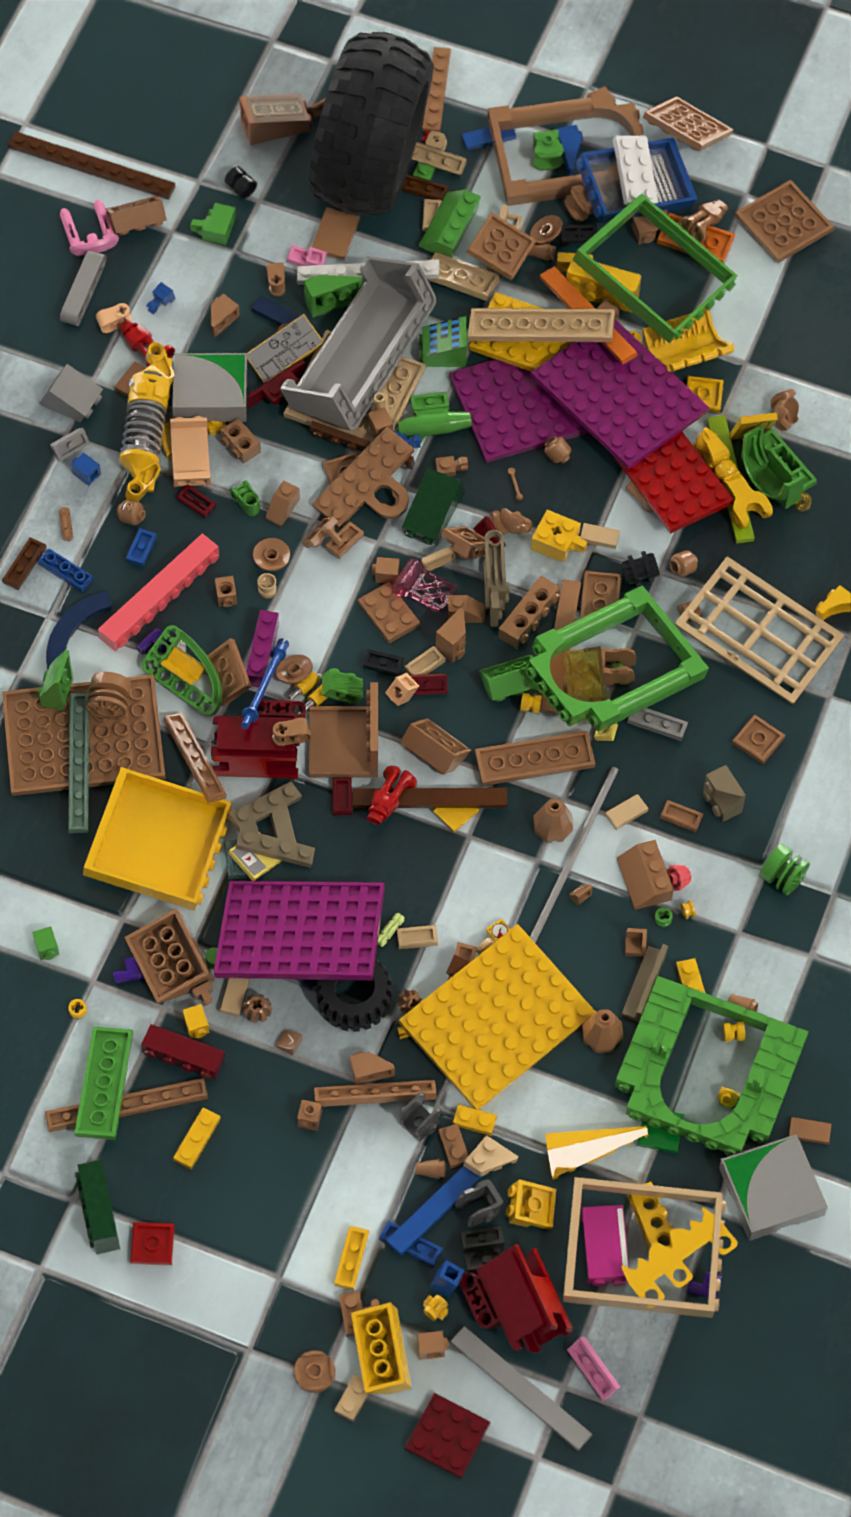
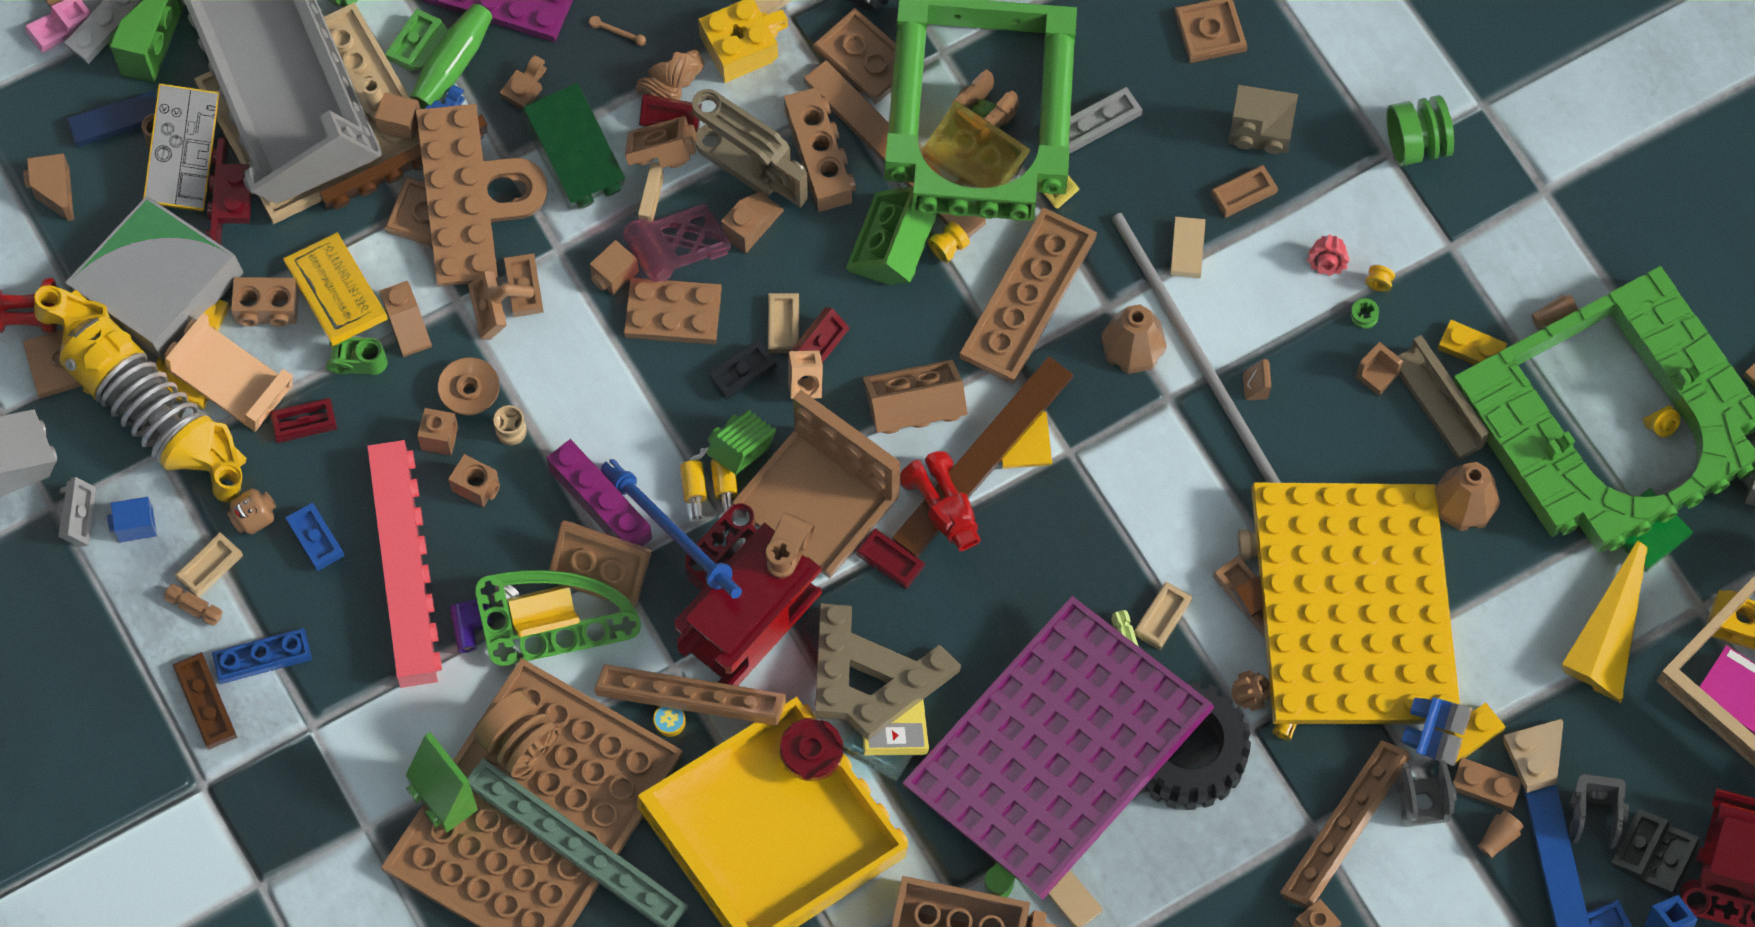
camera: 50 degrees left, 5 degrees up
(71, 622) = (349, 714): dark blue tile -> none
(91, 516) = (208, 565): none -> tan tile
(176, 760) = (669, 721): none -> tile
(208, 826) = (811, 749): none -> dark red tile
(236, 558) = (438, 431): none -> medium nougat brick
(252, 1008) = (1121, 873): medium nougat piece -> none
(271, 463) = (335, 289): none -> yellow tile
(276, 278) = (58, 81): medium nougat piece -> none
(289, 1042) = (1189, 876): medium nougat slope -> none
(294, 669) = (657, 471): medium nougat dish -> none
(369, 1067) = (1303, 806): medium nougat slope -> none
(451, 637) = (786, 258): medium nougat slope -> none
(458, 1099) = (1438, 714): none -> blue hips
(497, 930) = (1234, 514): tile -> none
(531, 1205) = (1640, 752): yellow plate -> none
(645, 875) = (1295, 290): medium nougat slope -> none
(733, 1031) = (1583, 352): yellow wheel -> none

